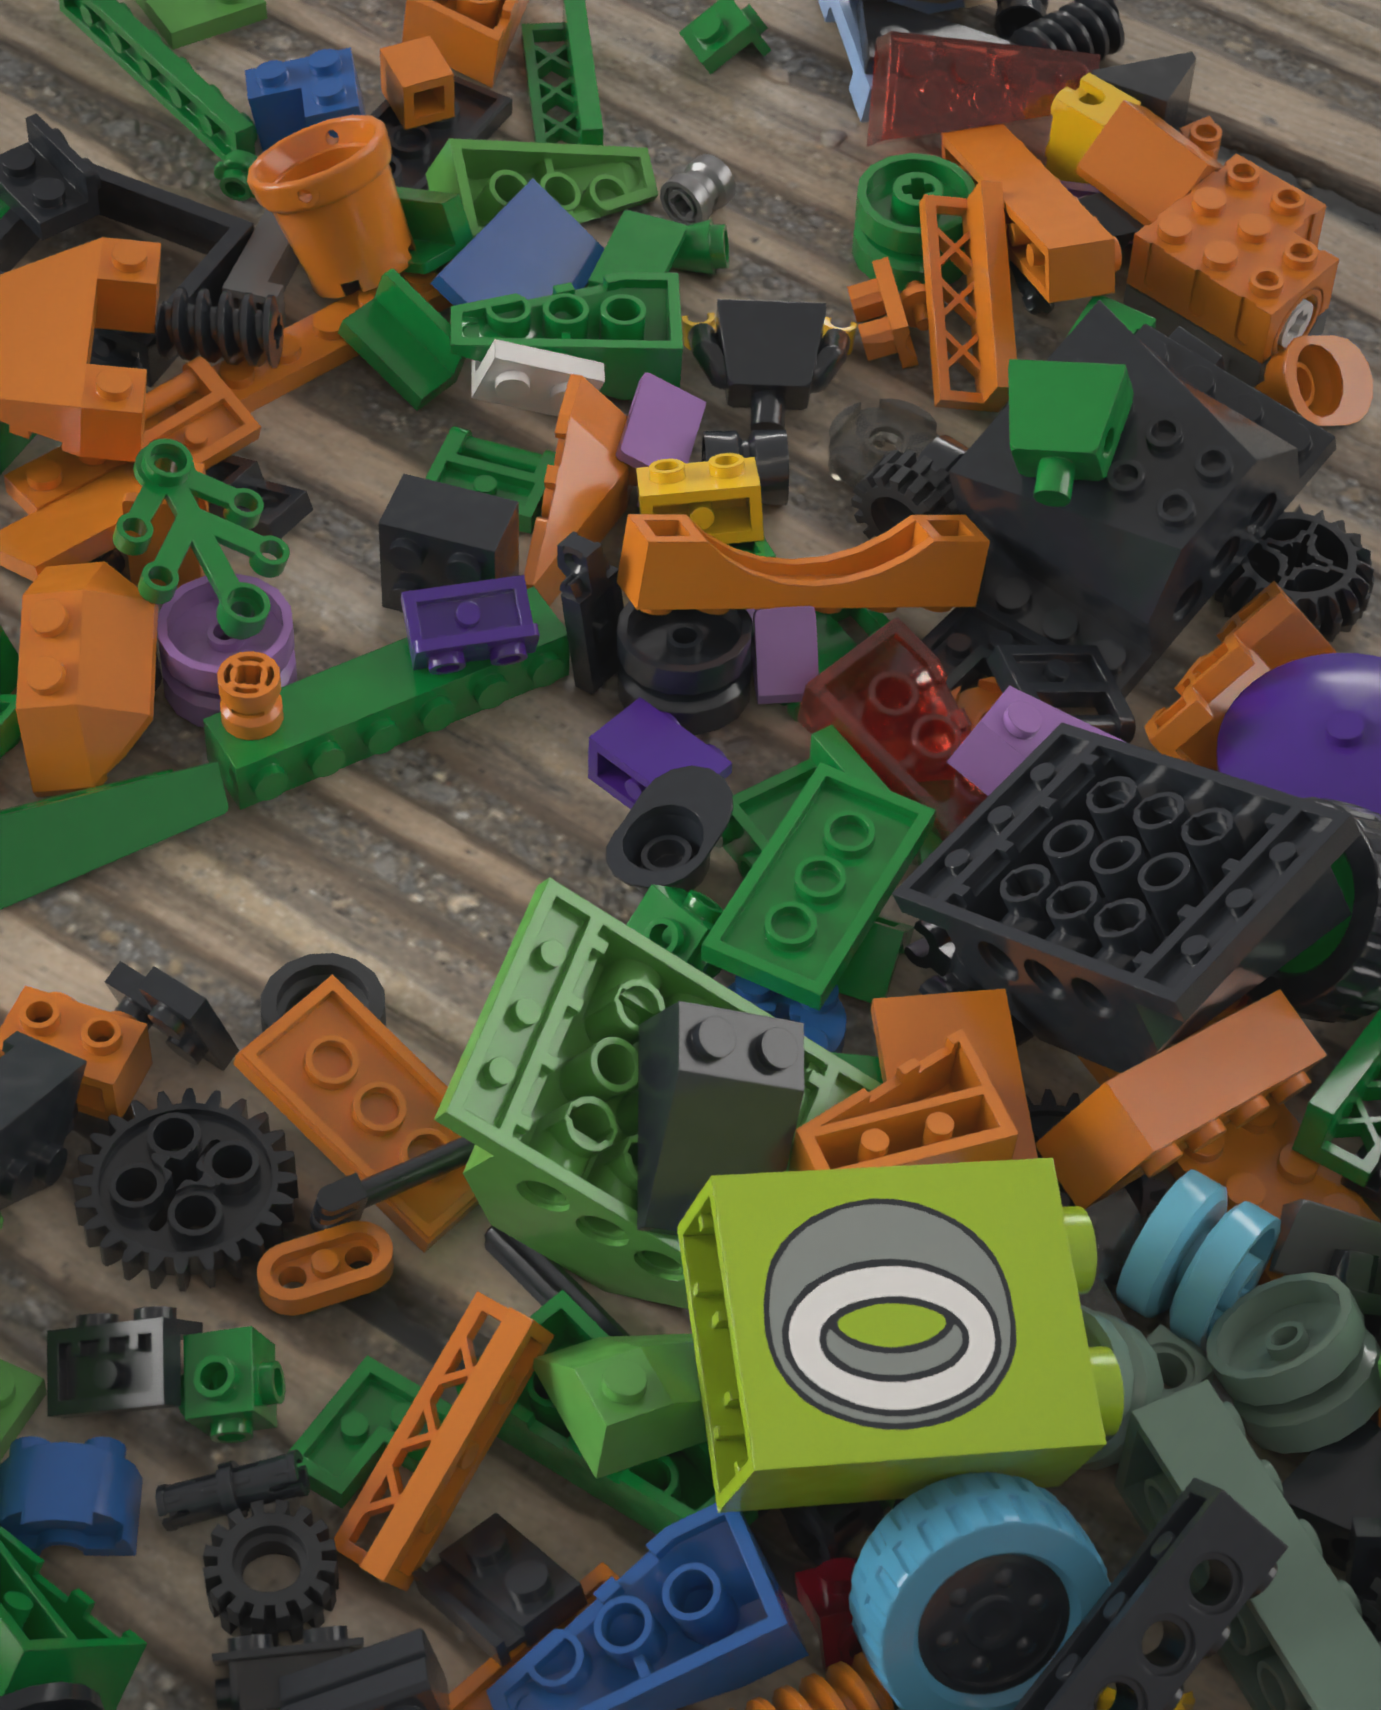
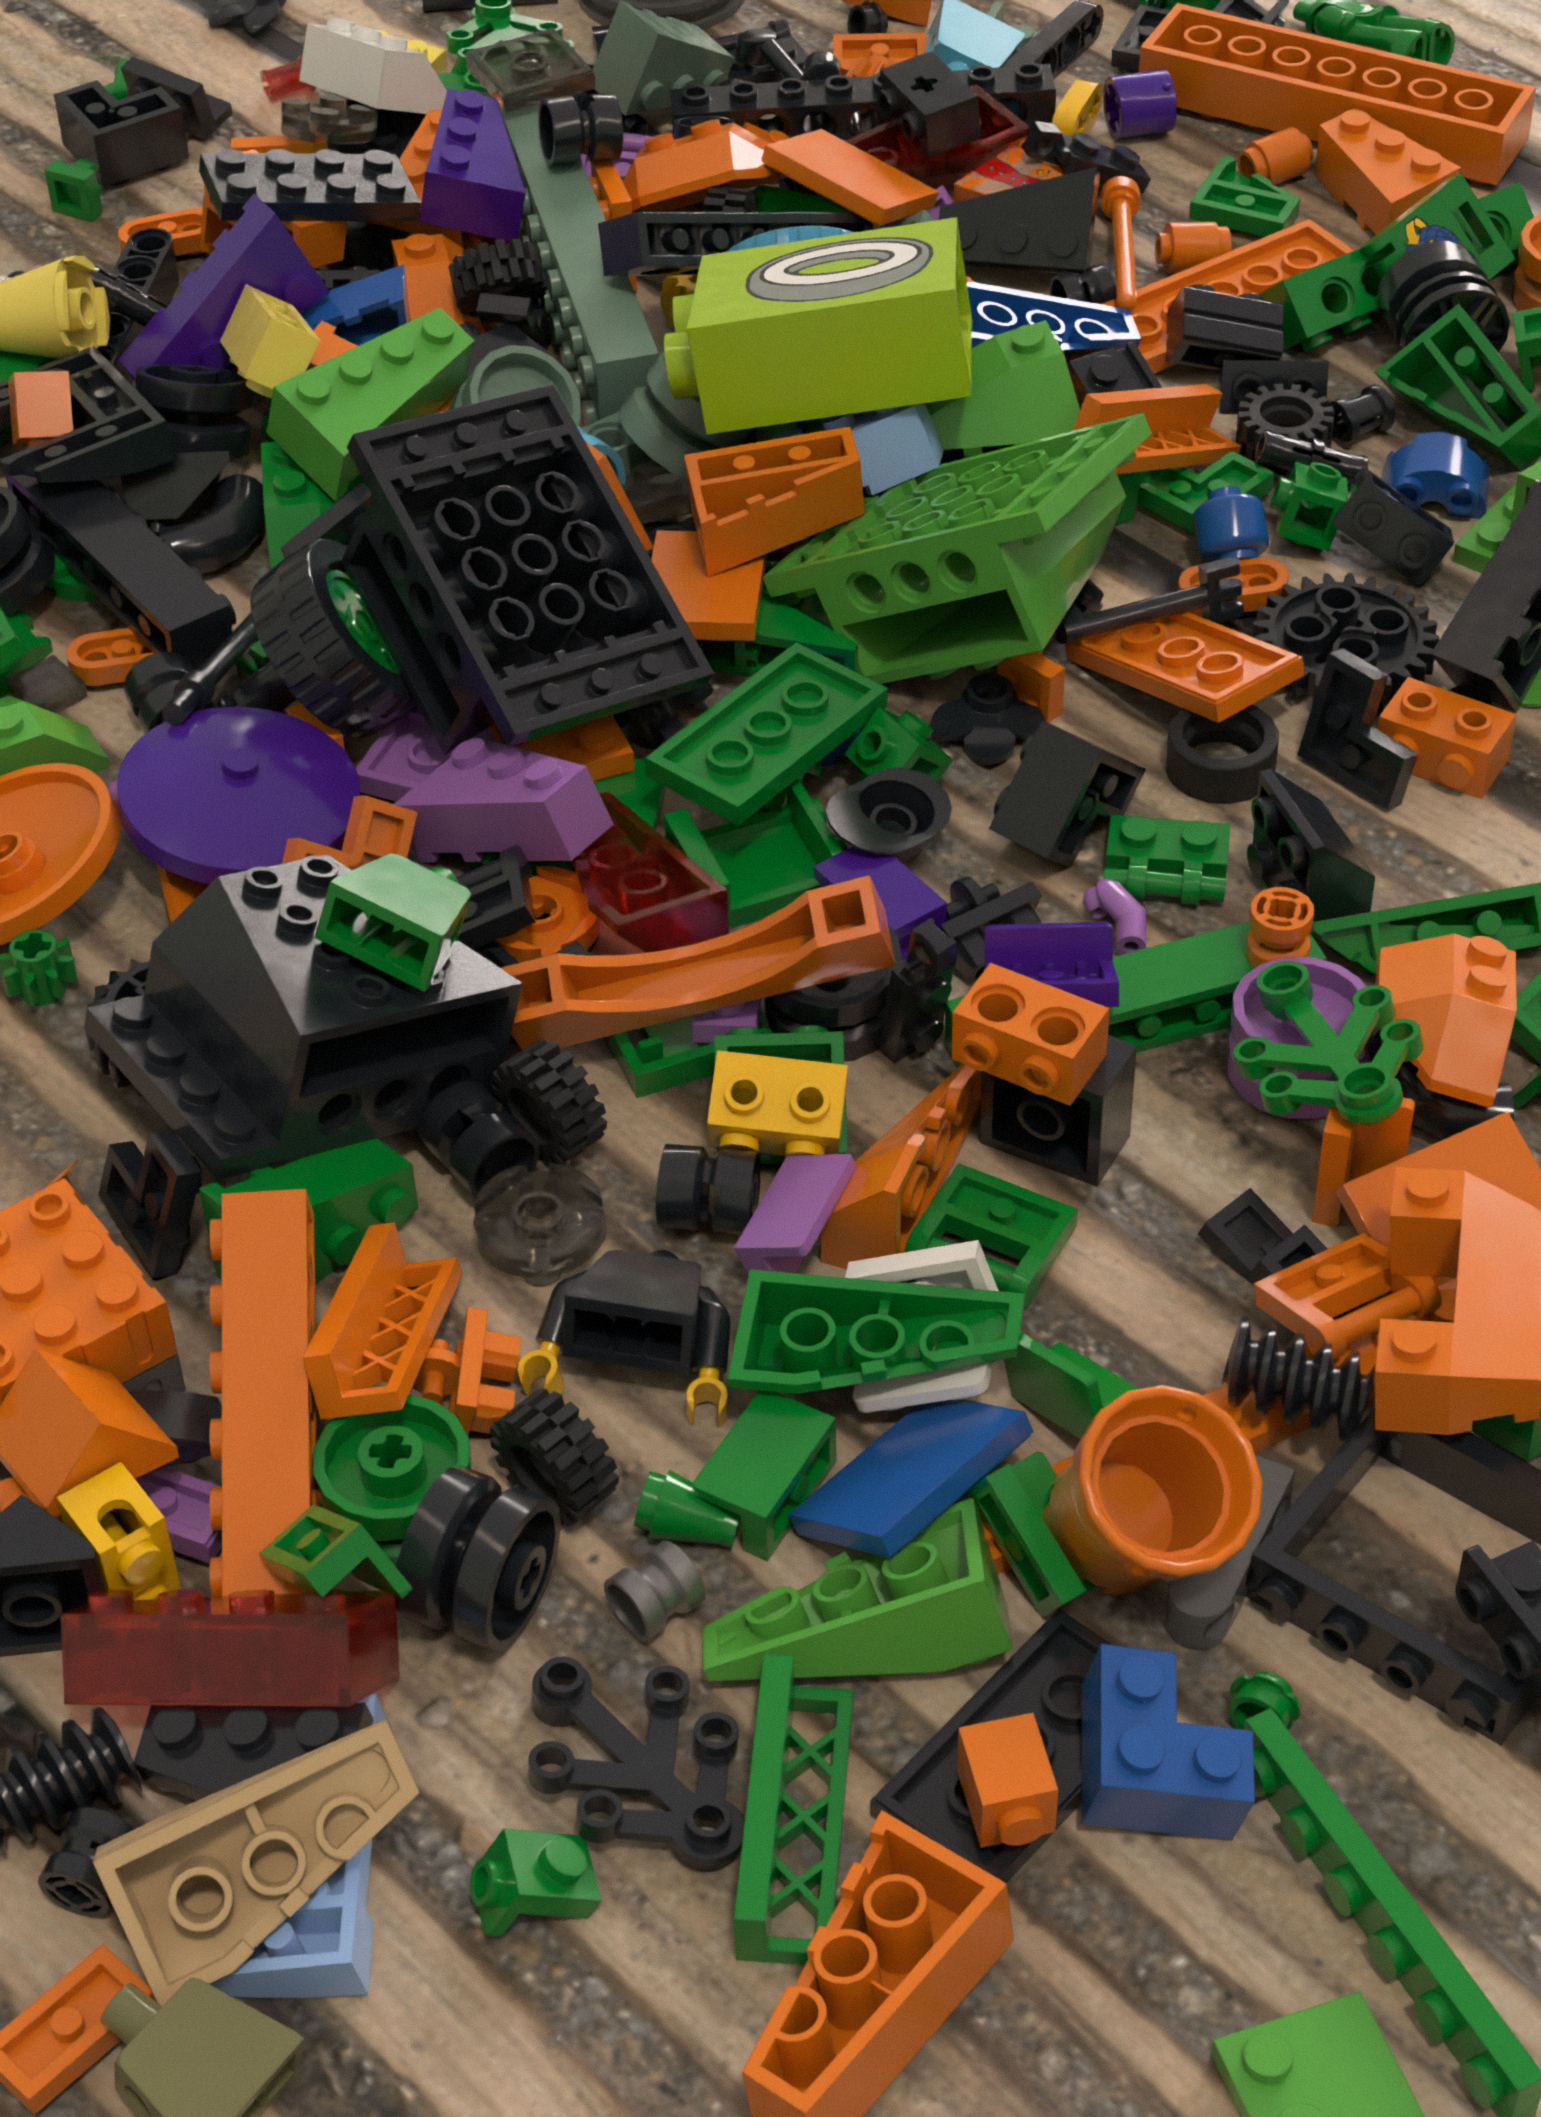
camera: 165 degrees left, 5 degrees down
(168, 1609) = (1361, 414): none -> black bush
(223, 848) = (1306, 850): none -> black slope
(333, 1328) = (1230, 525): none -> blue head
(373, 900) = (1168, 858): none -> green plate
(414, 812) = (1130, 916): none -> medium lavender arm
(475, 479) = (1030, 1033): none -> orange brick
(478, 898) = (1061, 791): none -> black brick
(545, 763) = (977, 907): none -> black hips
(625, 74) = (639, 1768): none -> black plant
(712, 1101) = (916, 478): black slope -> none
(815, 224) = (554, 1454): none -> black tyre
(826, 157) = (478, 1557): none -> black wheel
(920, 97) = (327, 1547): none -> green panel

